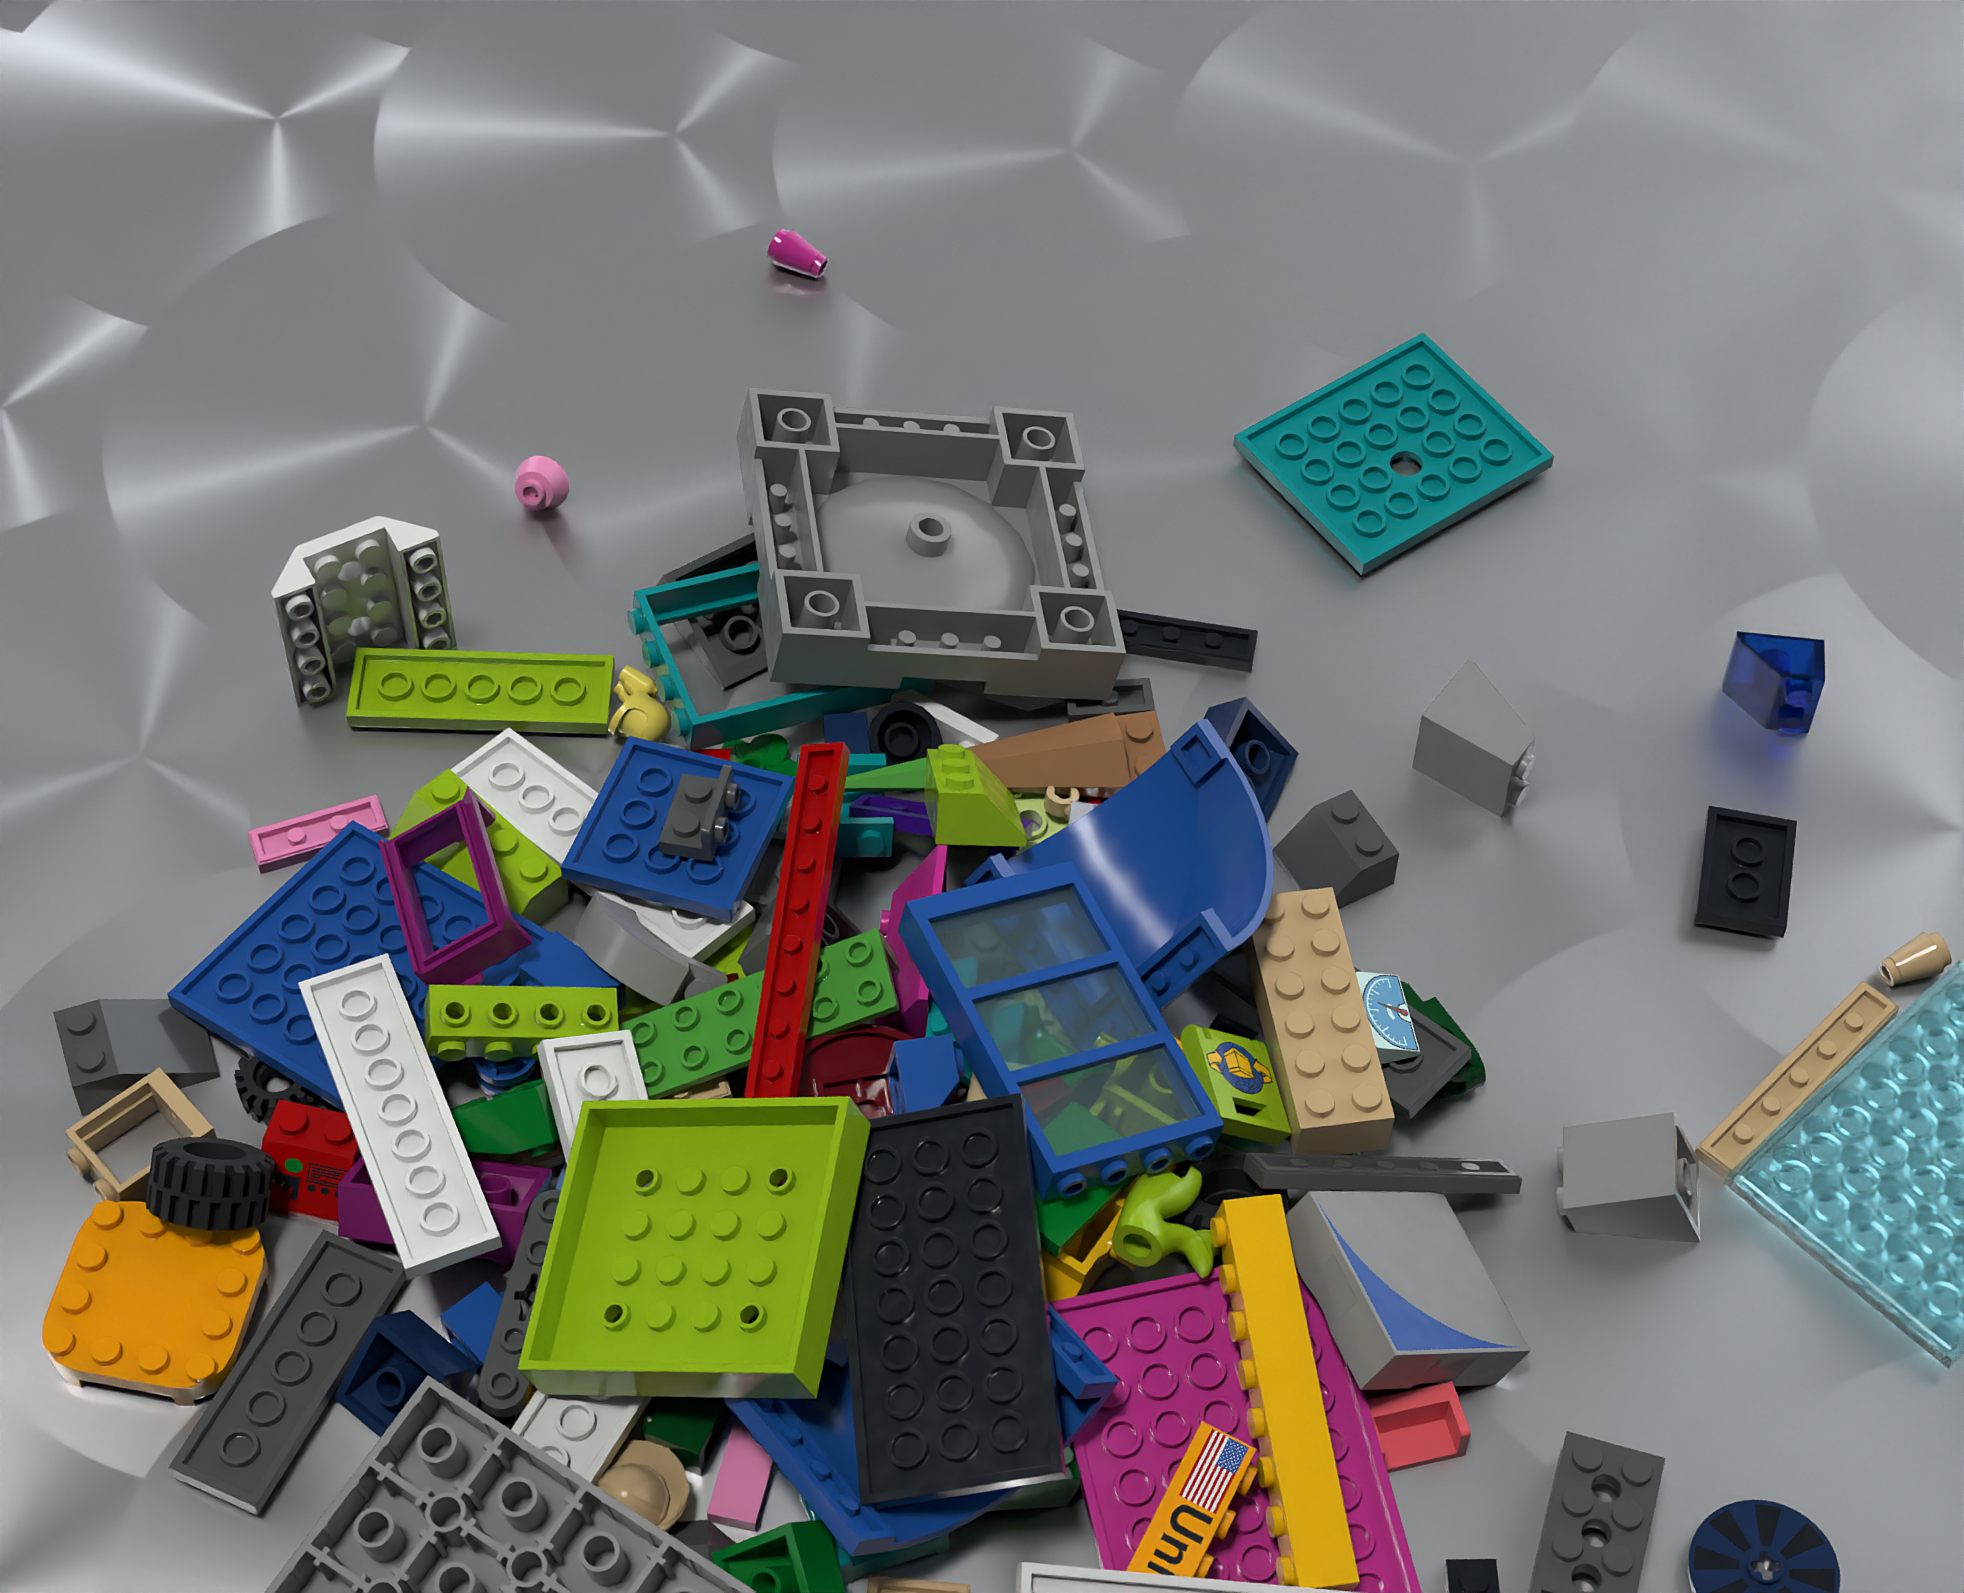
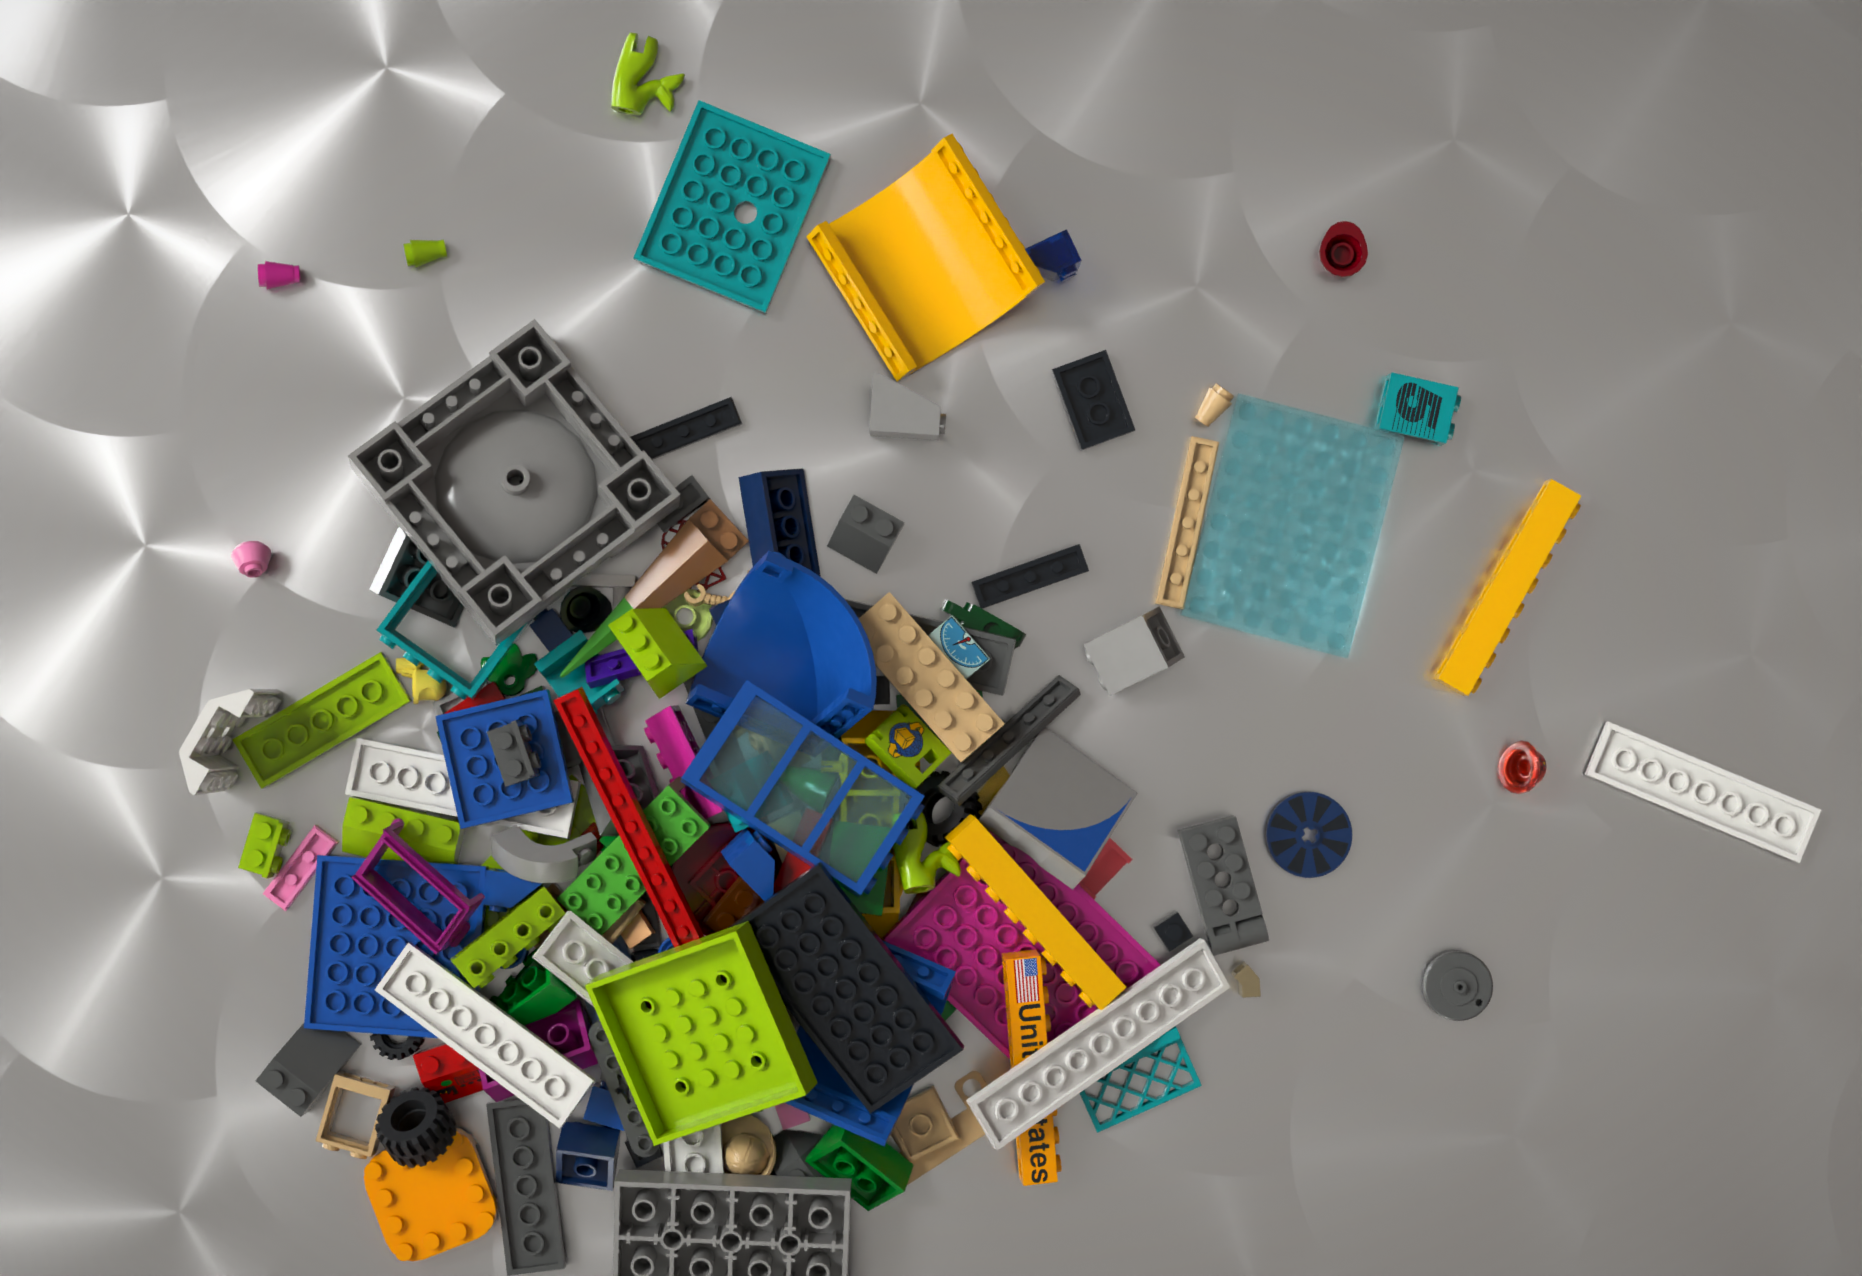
camera: 30 degrees left, 35 degrees up
(296, 783) = (264, 845): none -> lime bracket
(983, 314) = (424, 251): none -> lime cone
(1343, 287) = (631, 68): none -> lime piece
(1536, 1021) = (1030, 576): none -> black plate
(1620, 614) = (927, 260): none -> yellow panel

